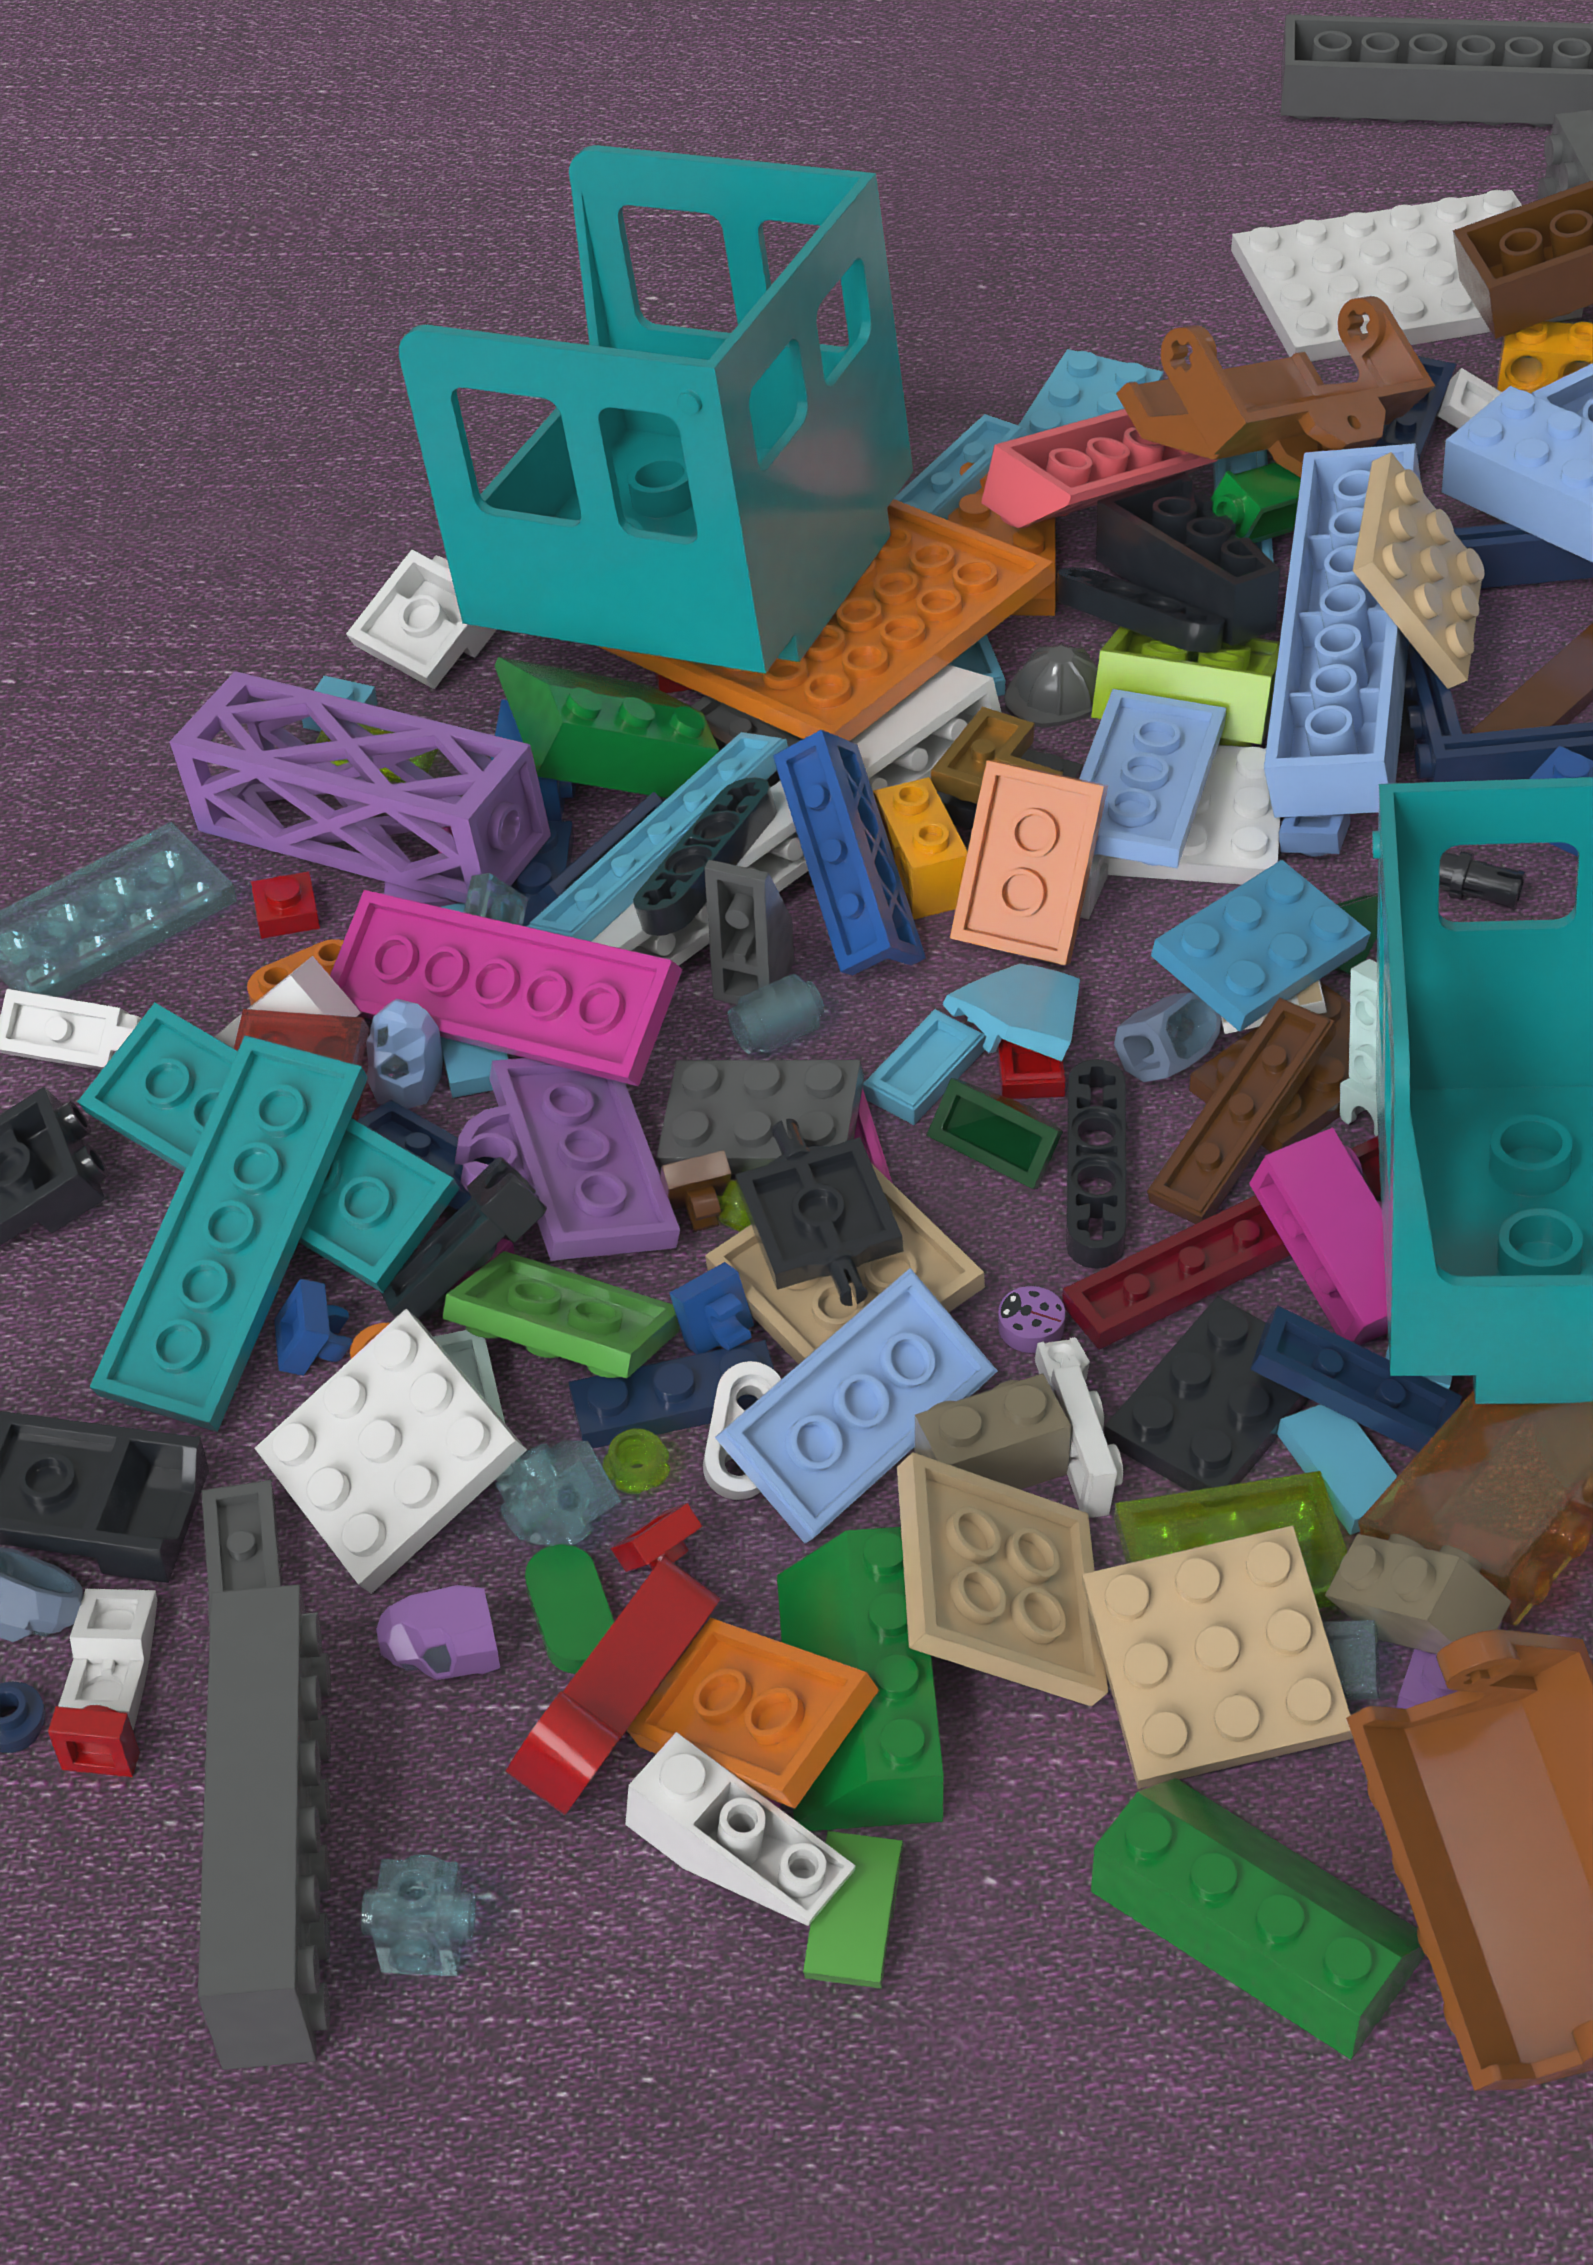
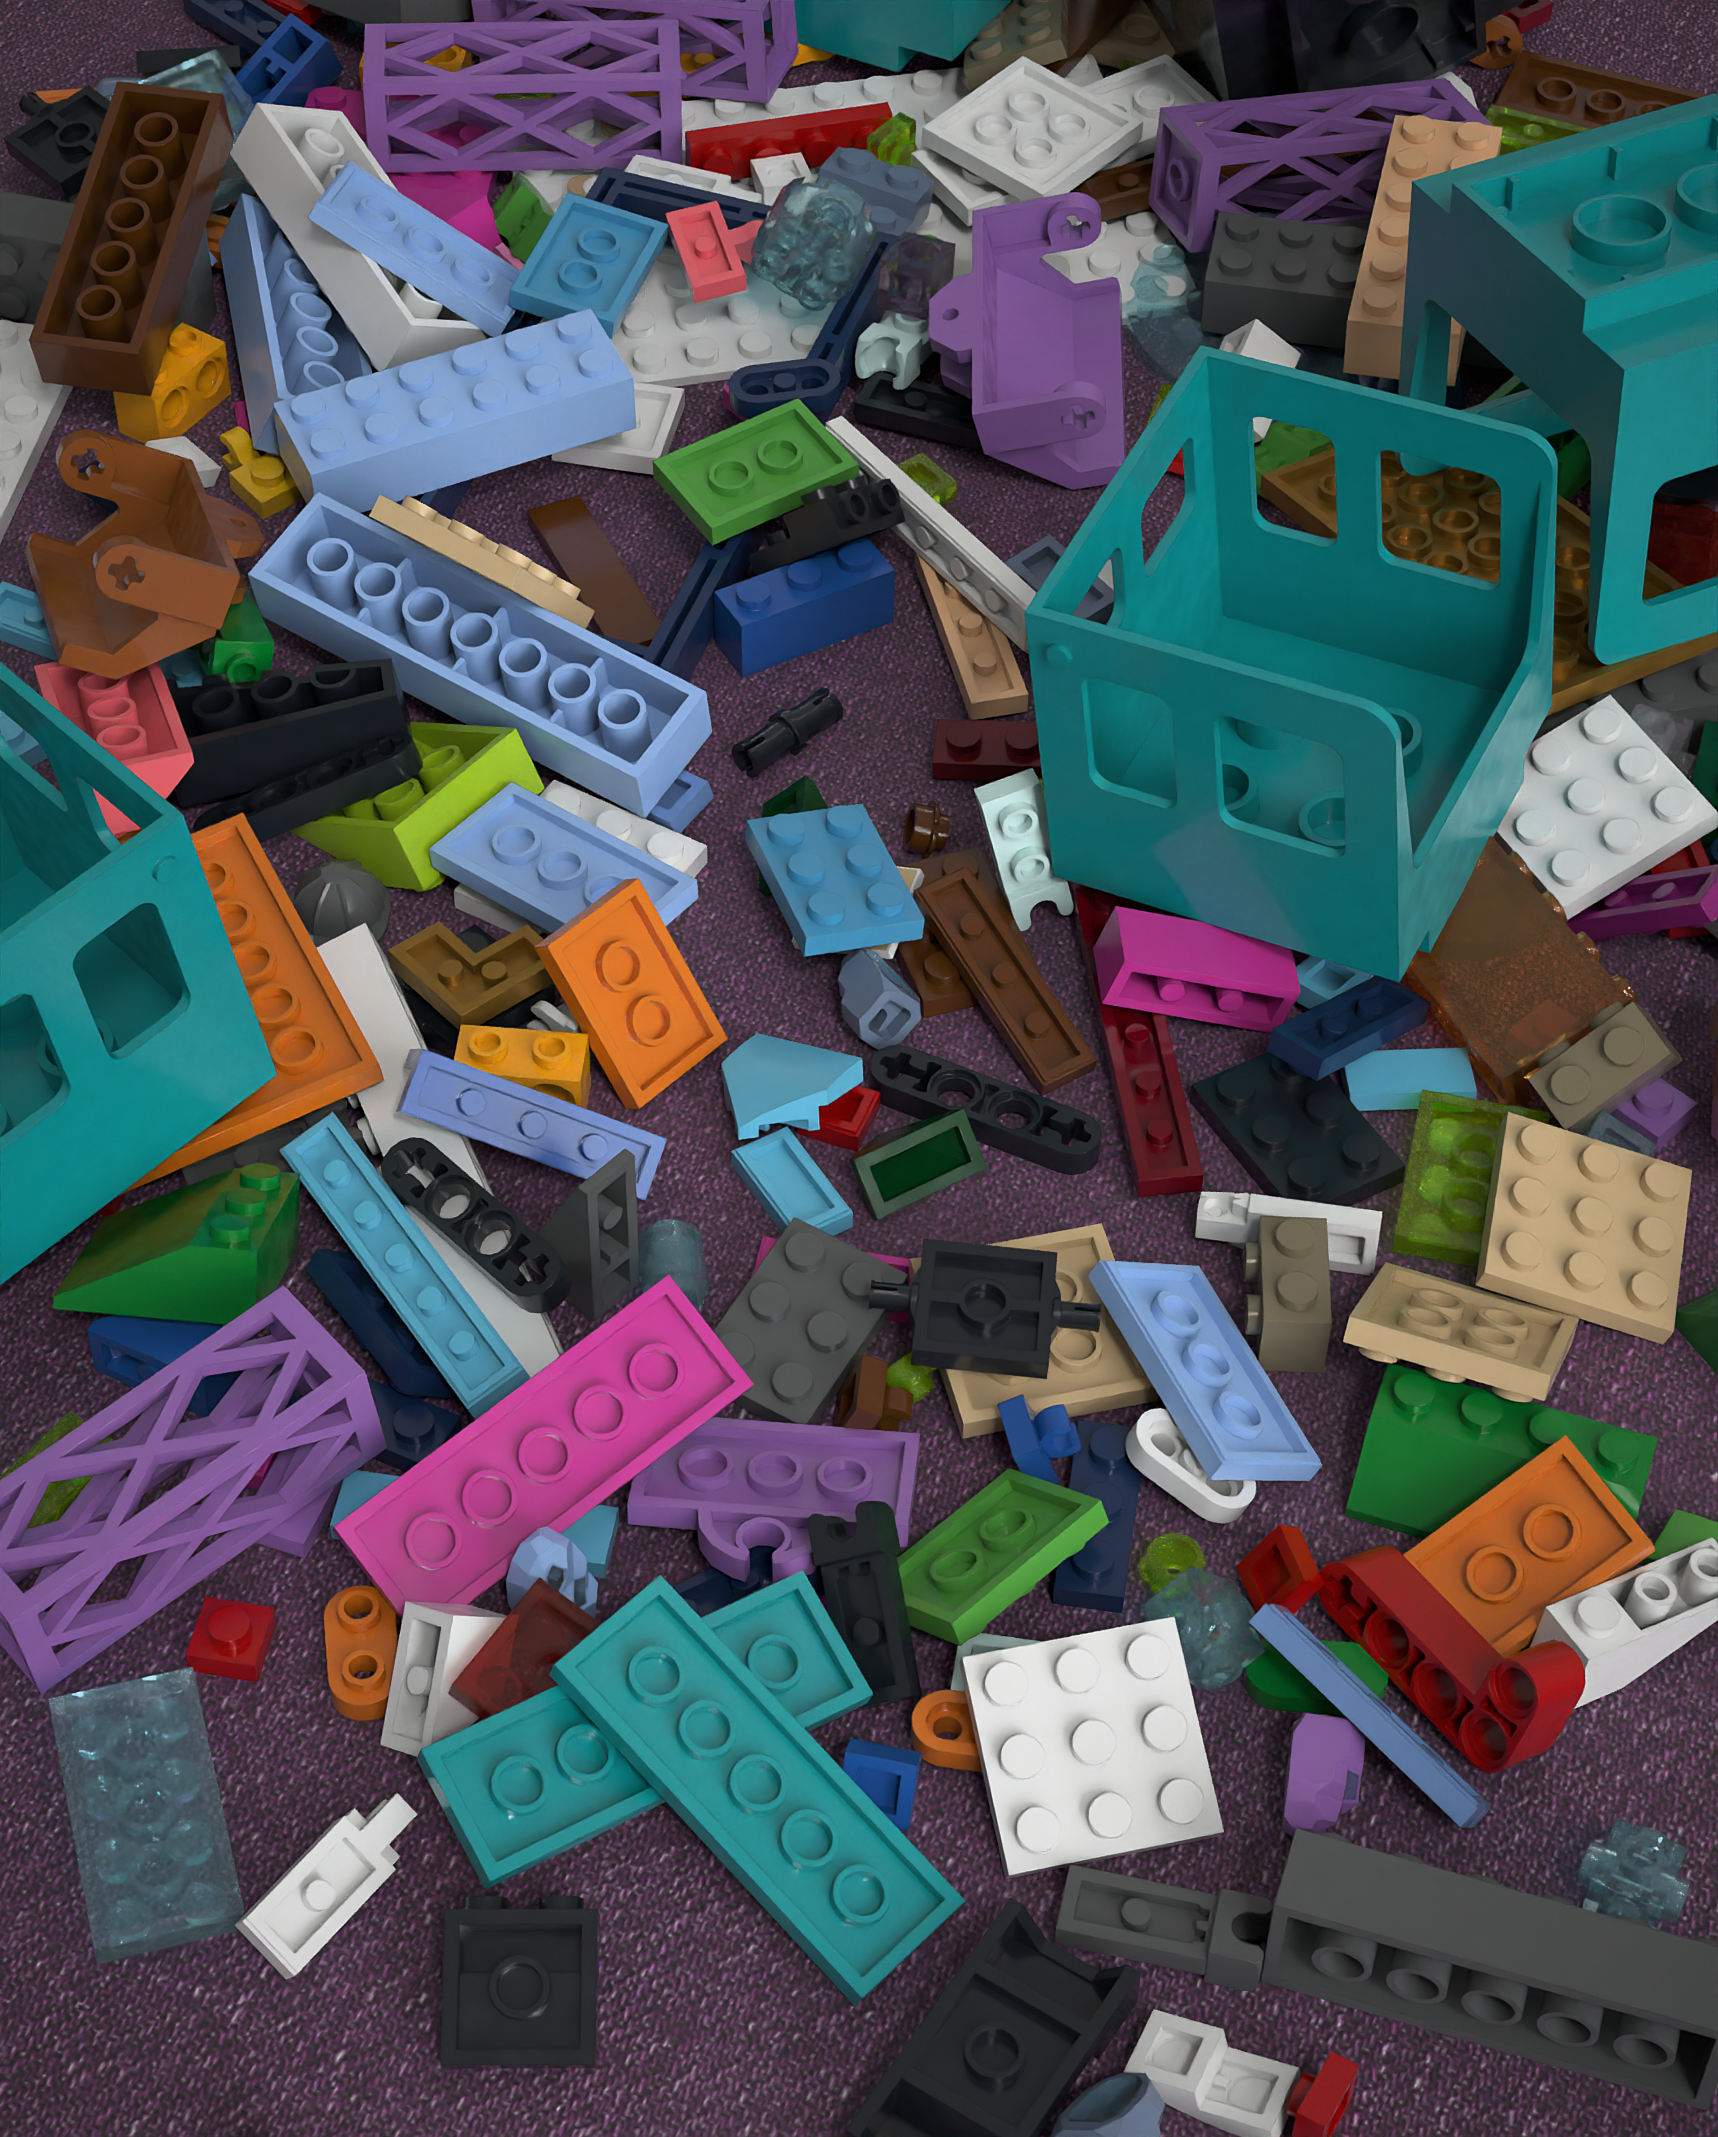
camera: 70 degrees left, 0 degrees up
(495, 900) = (416, 1430): clear light blue plate -> none
(510, 1645) = (1371, 1715): none -> medium blue tile
(1030, 1317) = (1144, 1223): medium lavender tile -> none

